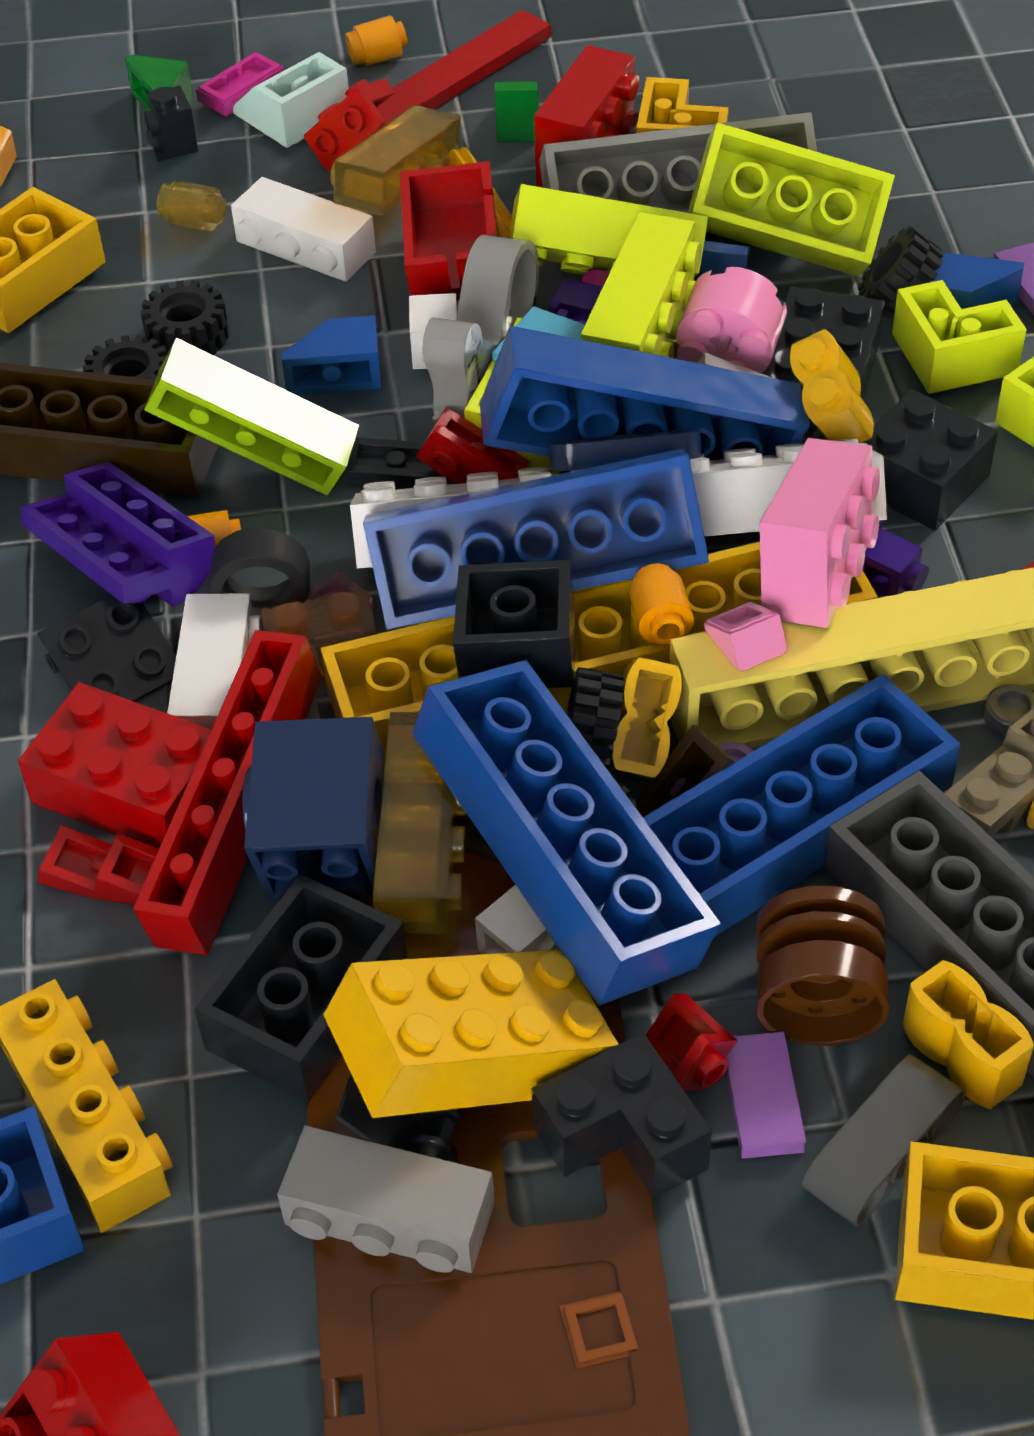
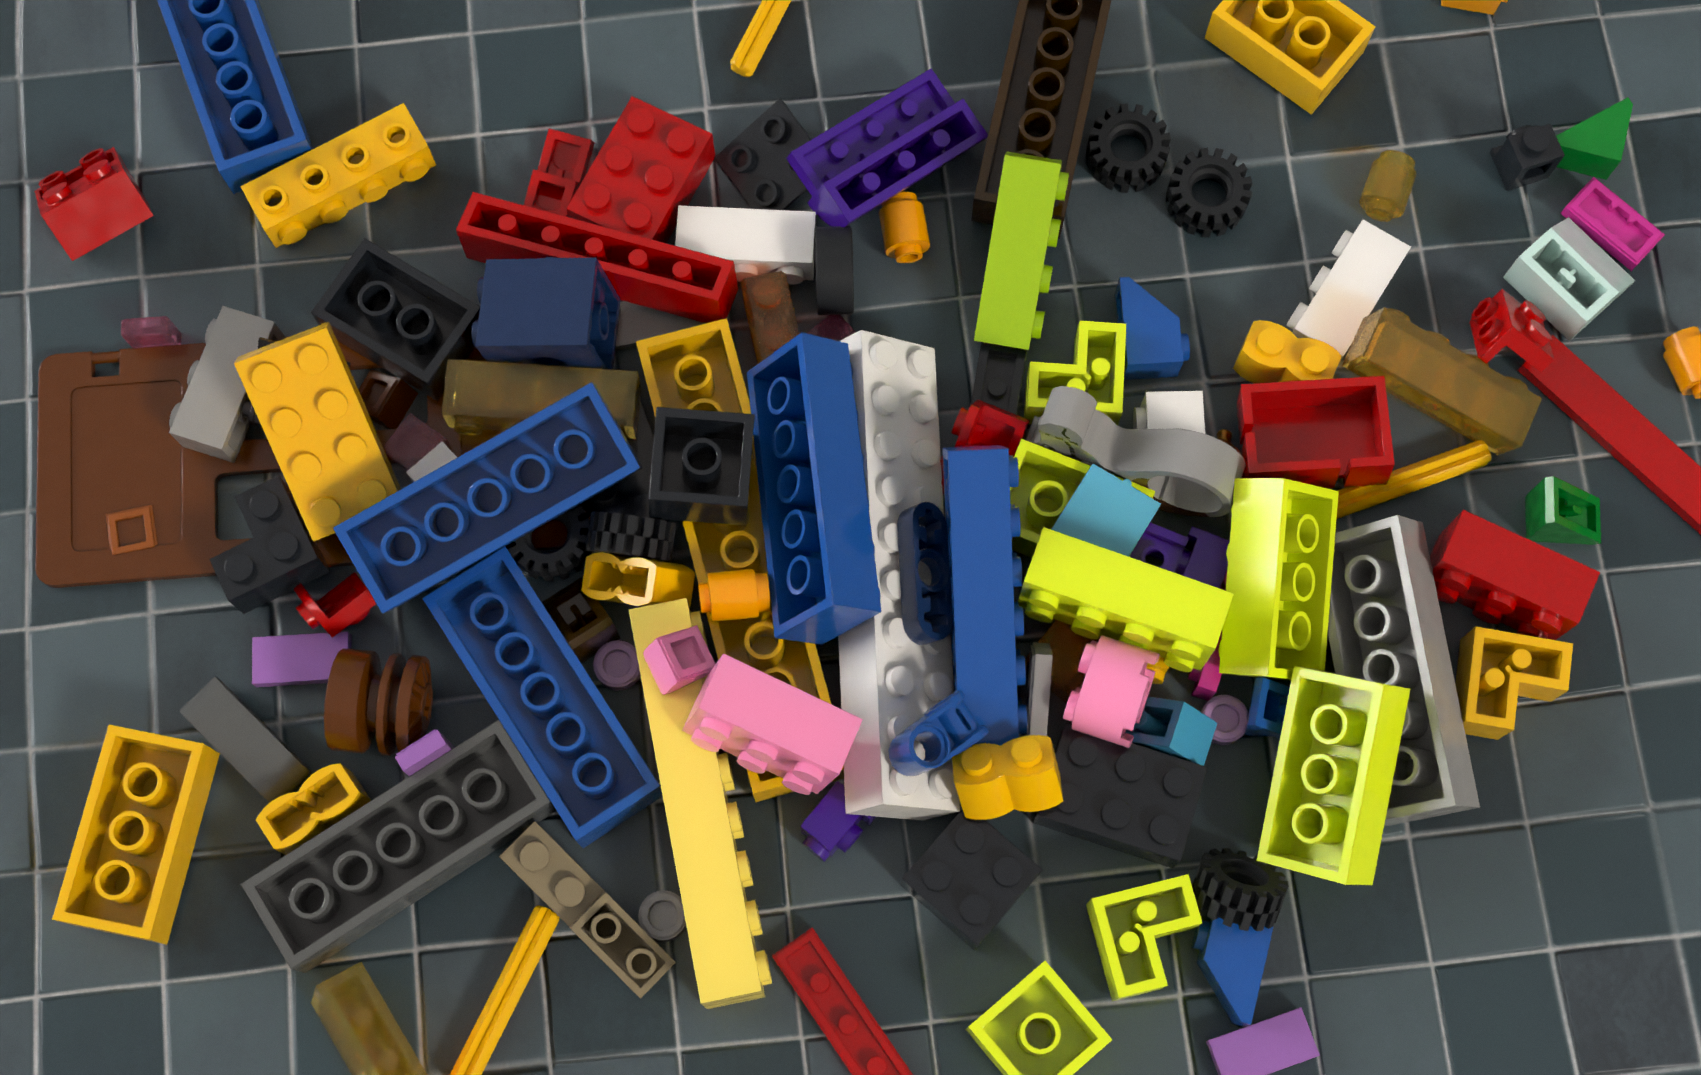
camera: 90 degrees right, 25 degrees up
(302, 1322) = (150, 332): none -> clear pink tile
(371, 263) = (1277, 355): none -> yellow brick
(386, 383) = (1095, 369): none -> neon yellow brick
(805, 410) = (942, 731): none -> blue piece
(895, 897) = (423, 752): none -> medium lavender tile

